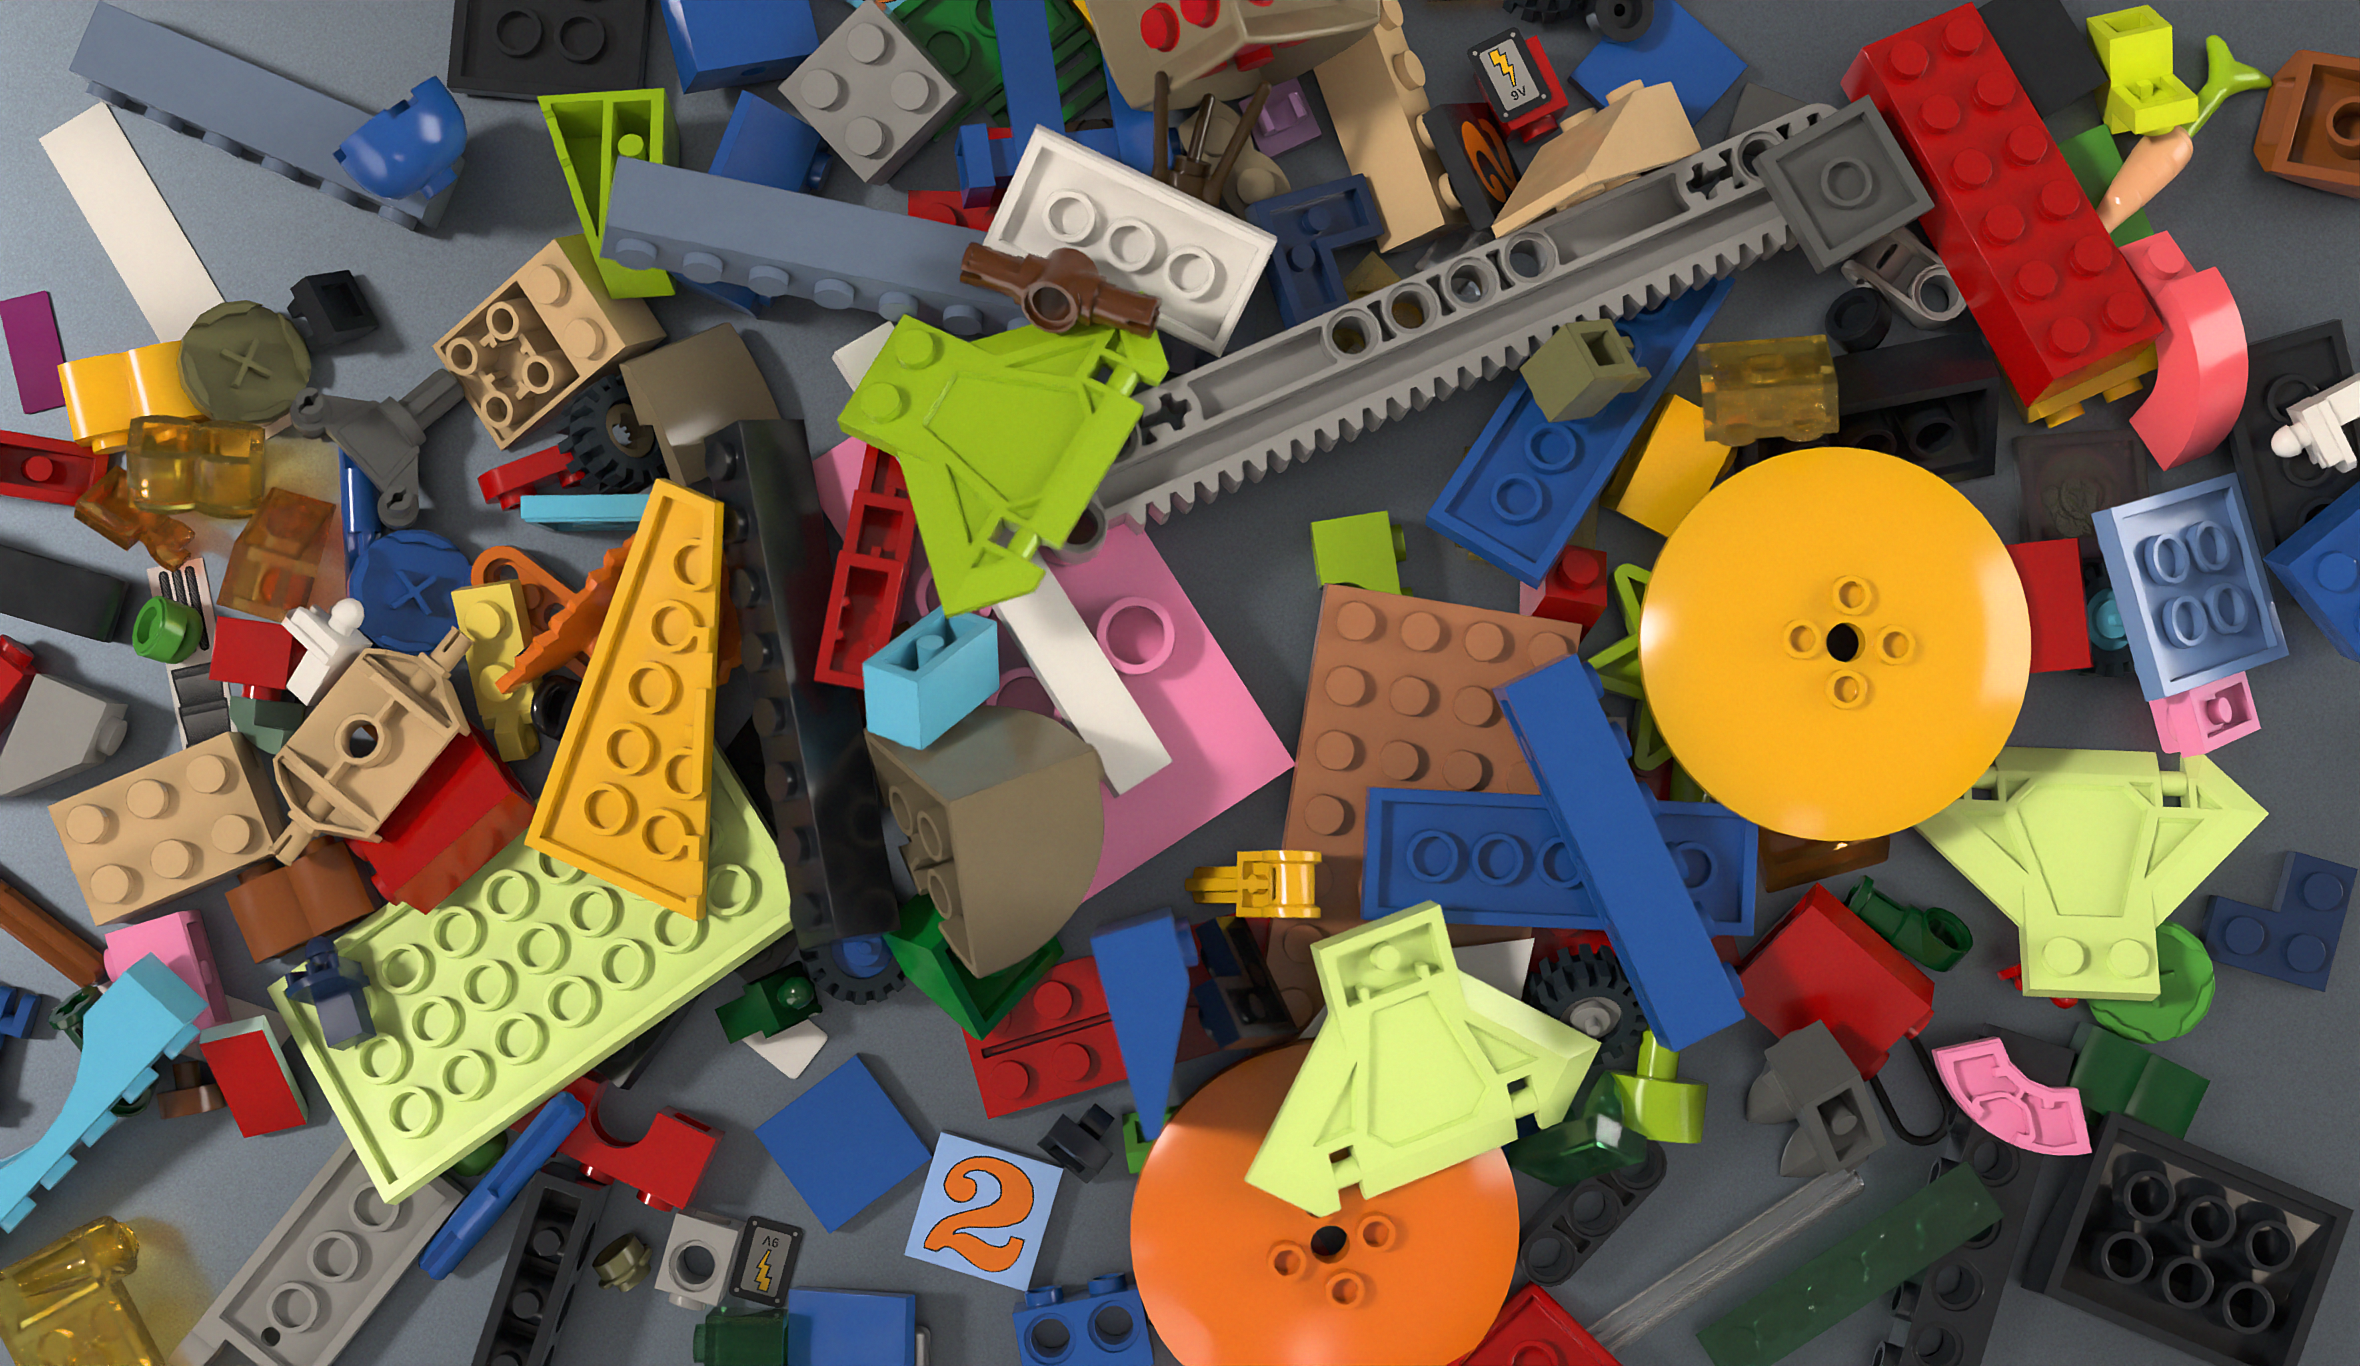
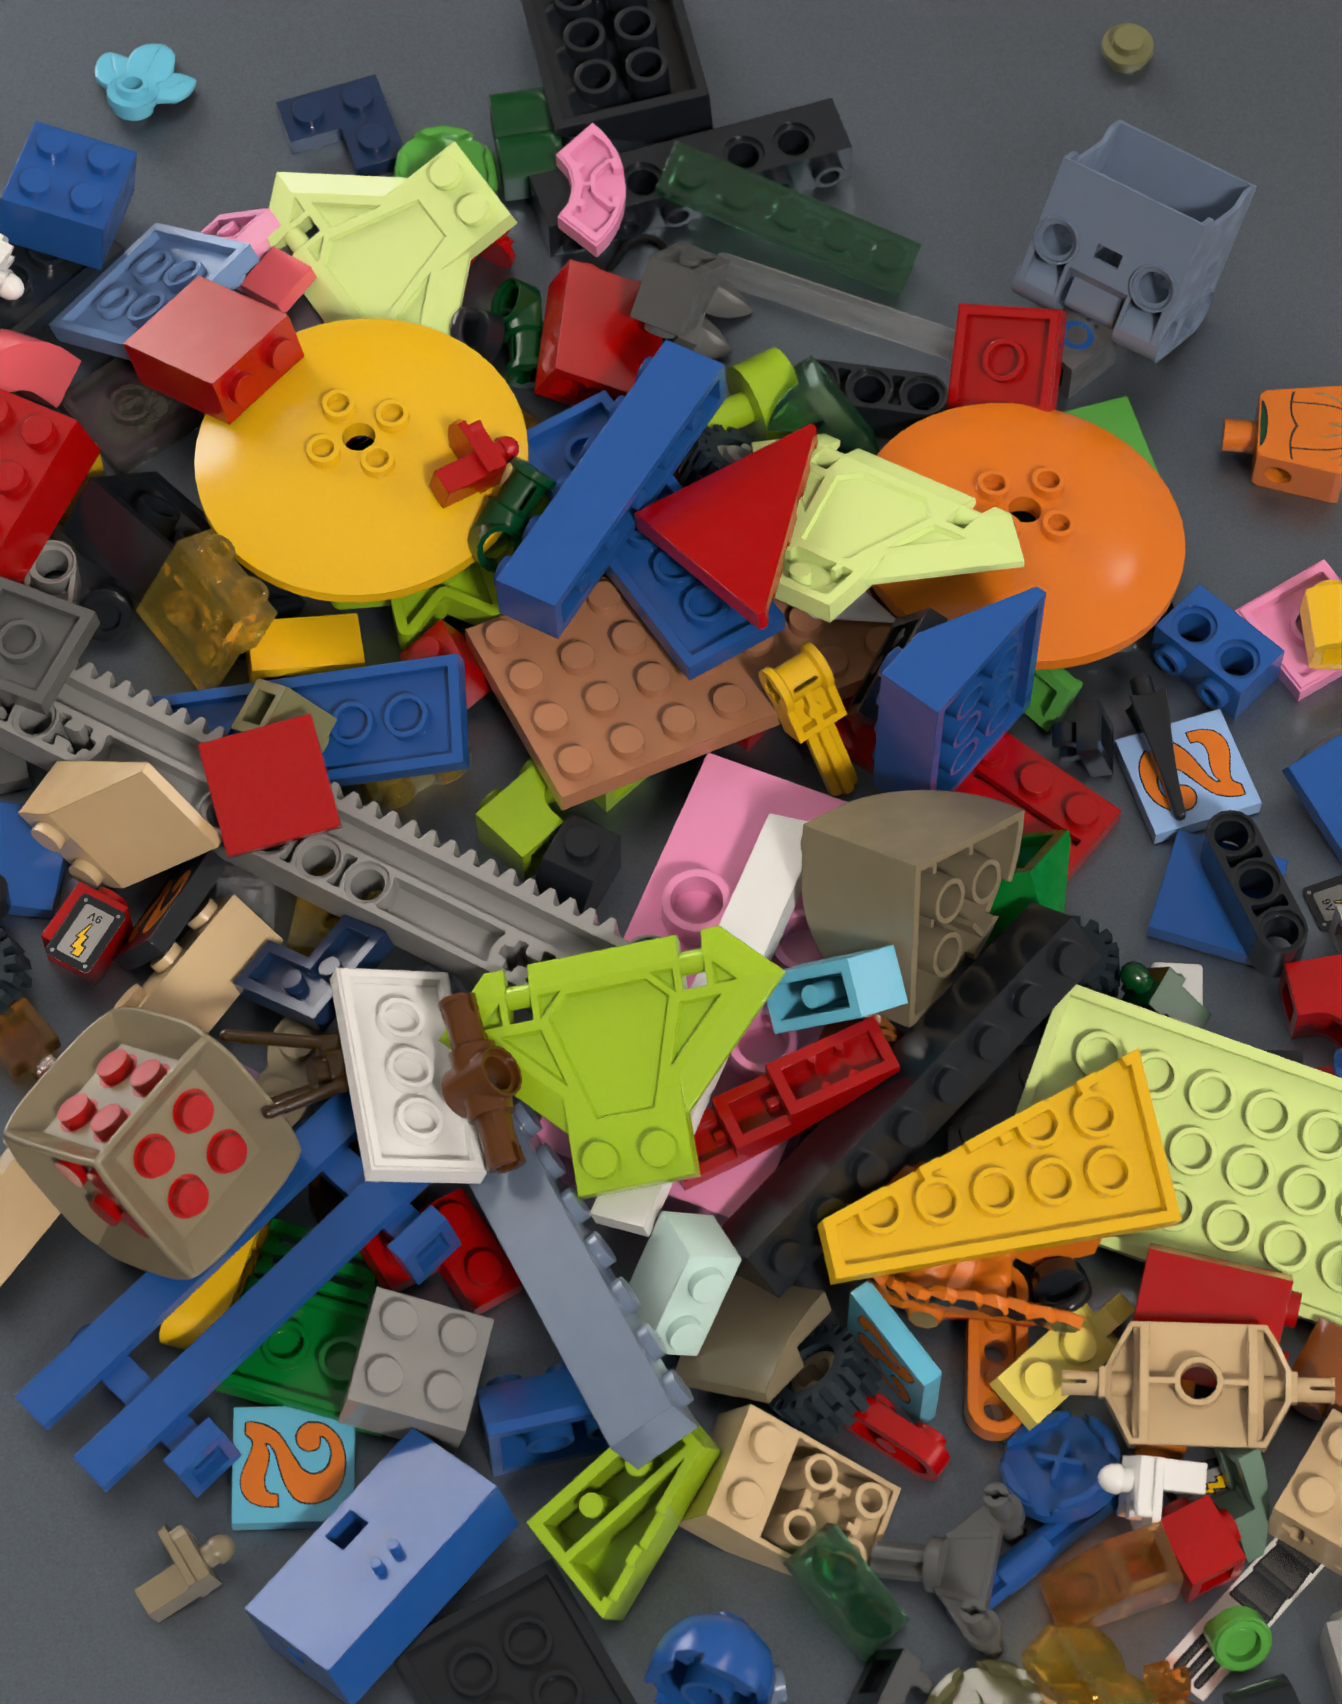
camera: 125 degrees left, 25 degrees down
(429, 328) = (846, 1591): none -> clear green tile
(775, 1177) = (1253, 869): none -> black beam
(780, 364) = (684, 1279): none -> light aqua brick
(1048, 1212) = (1151, 720): none -> black piece
(1264, 555) = (580, 862): none -> black slope
(1490, 936) = (737, 523): none -> red tile
(1507, 301) = (269, 786): none -> red tile
(1657, 732) = (509, 511): none -> dark green connector
(1723, 734) = (478, 463): none -> red piece
(1930, 877) = (479, 330): none -> black tile
(2051, 572) = (214, 349): none -> brick
(2133, 731) = (278, 280): none -> coral tile

